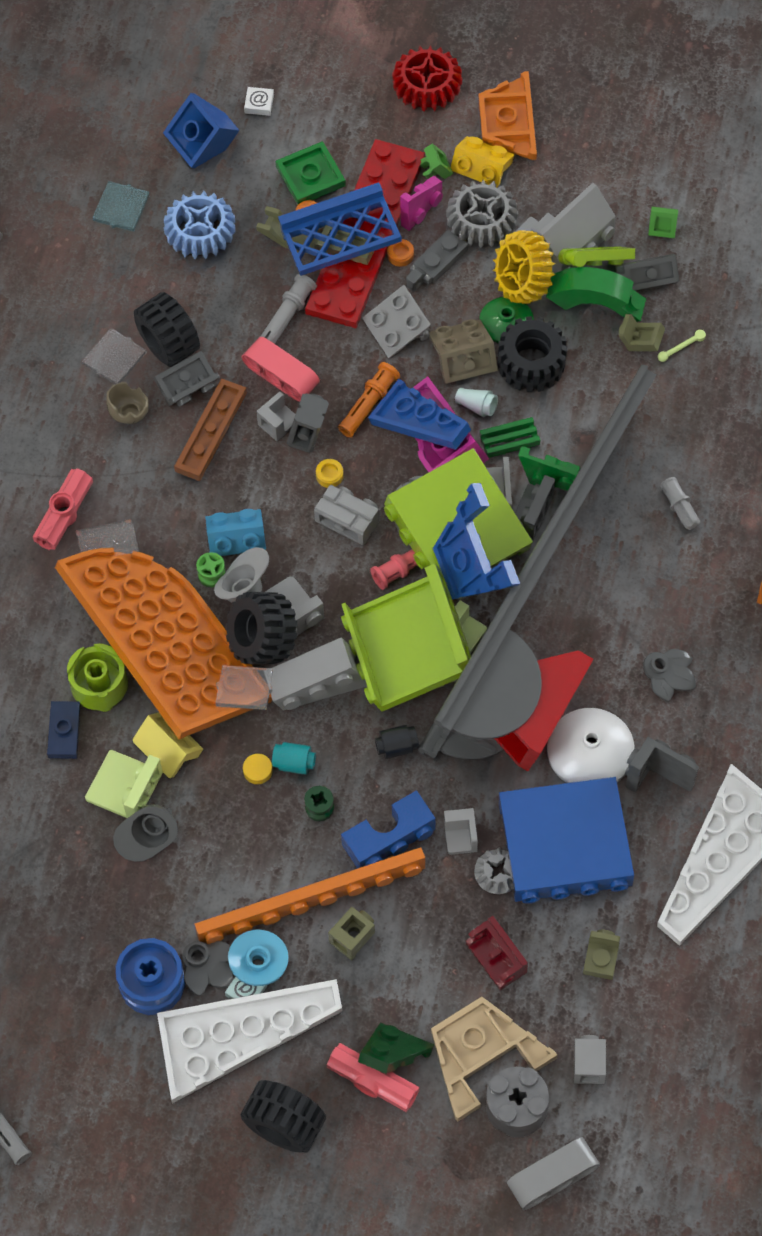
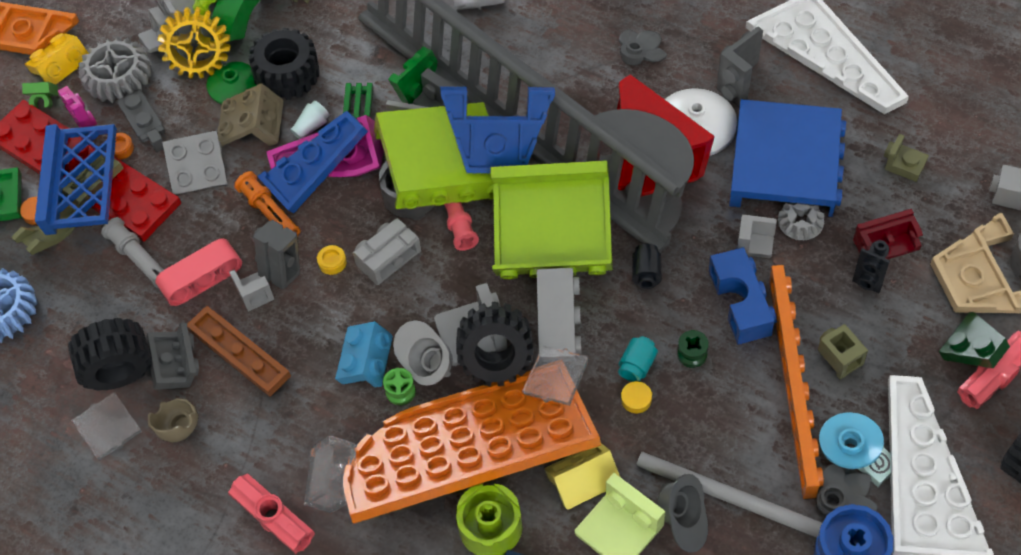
camera: 70 degrees left, 5 degrees down
(181, 864) = (733, 495): none -> light grey piece
(447, 938) = (872, 266): none -> black hinge

